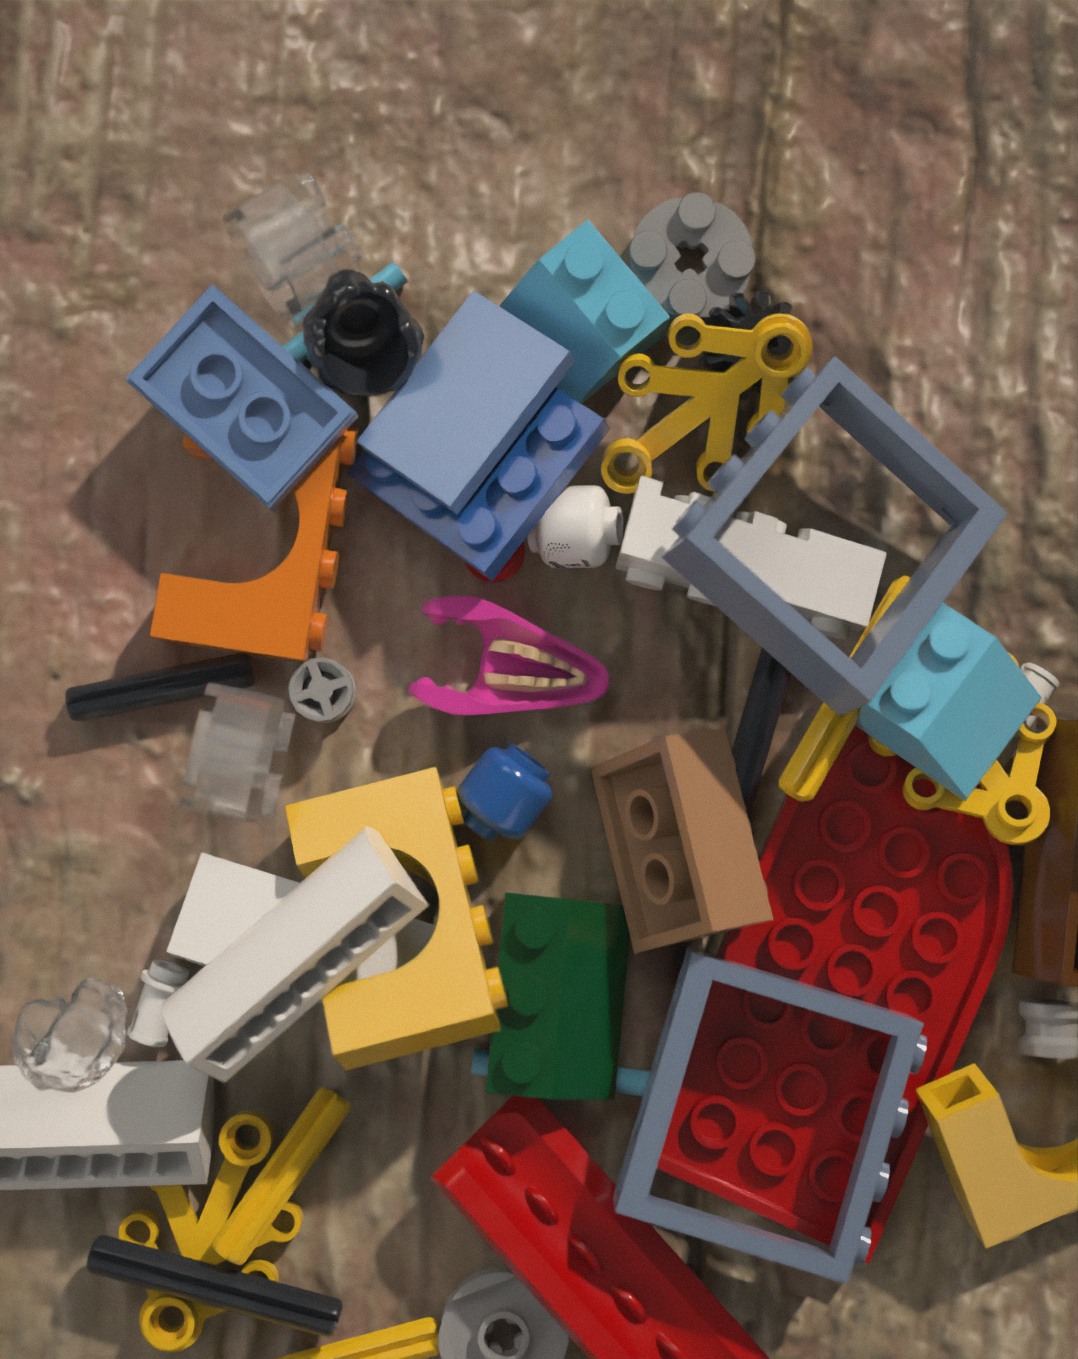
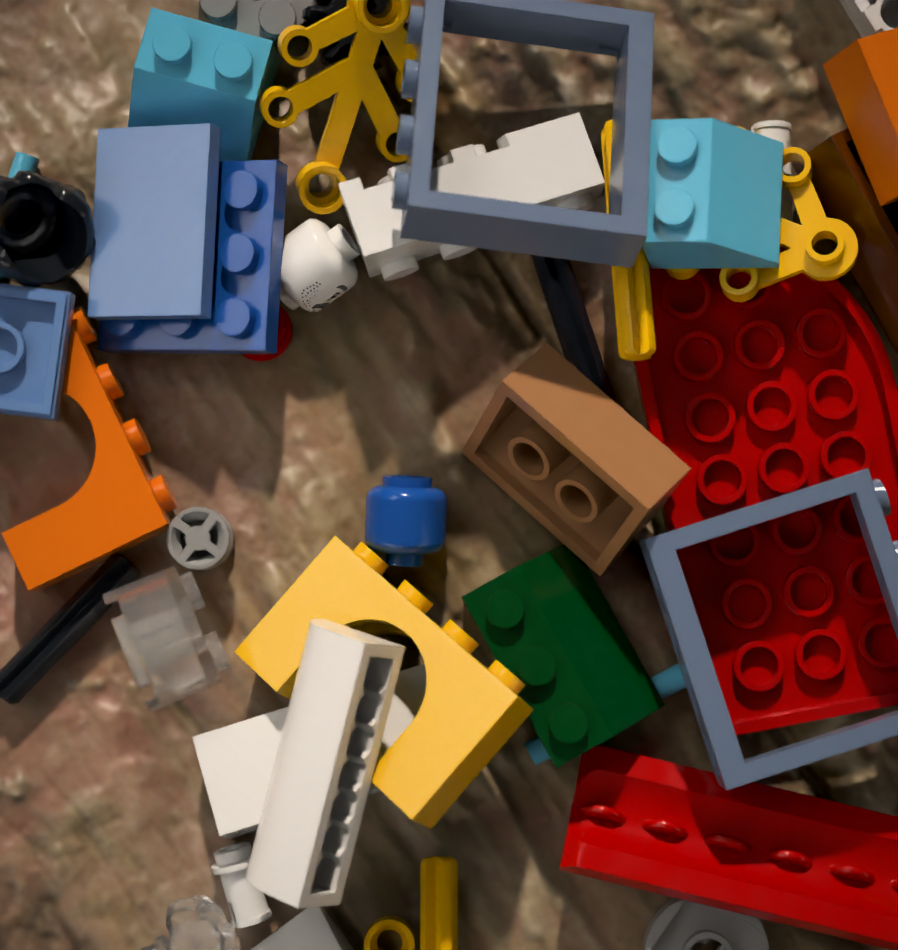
camera: 30 degrees left, 0 degrees up
(518, 664) = (346, 410): dark pink animal -> none

